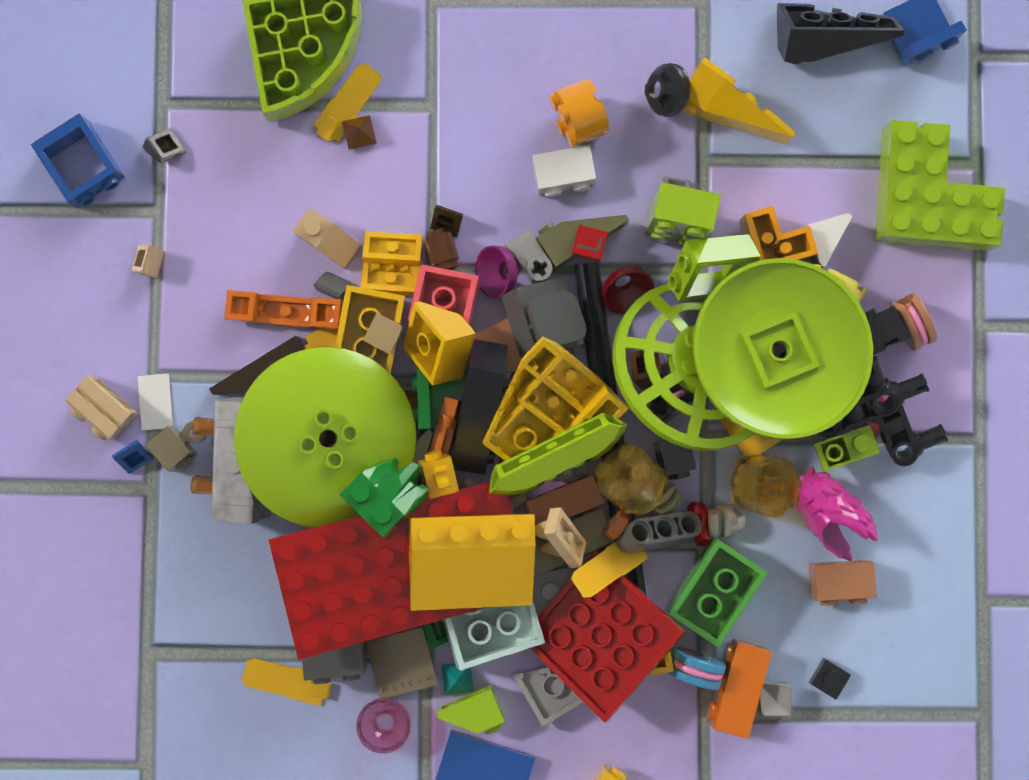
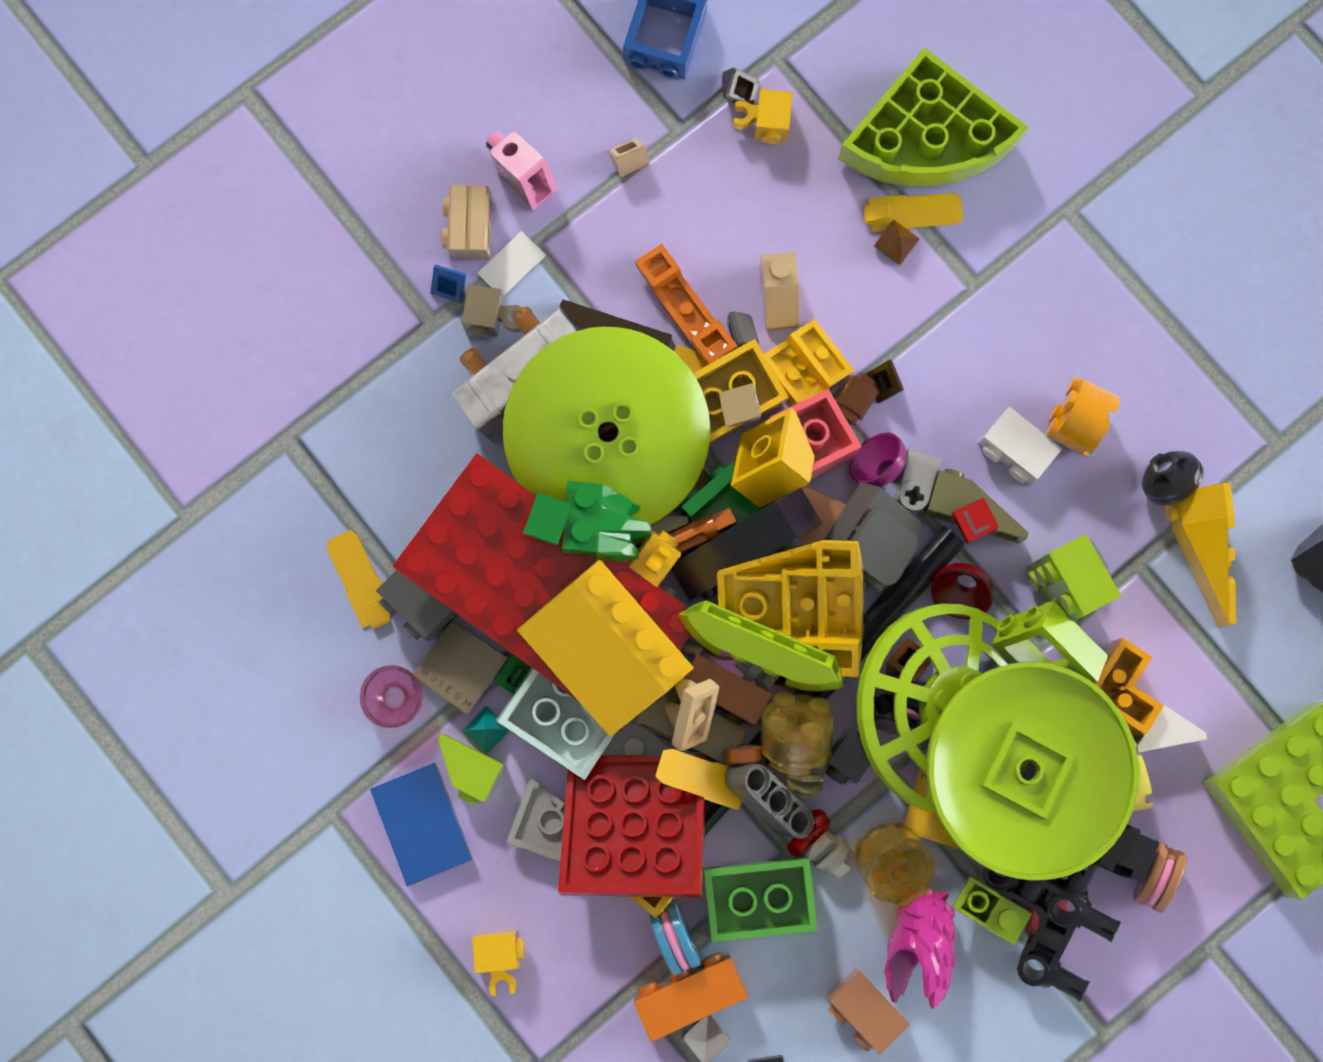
camera: 50 degrees right, 5 degrees down
(93, 341) = (521, 168): none -> bright pink torso
(199, 142) = (770, 116): none -> yellow brick
(354, 530) = (547, 519): none -> green panel

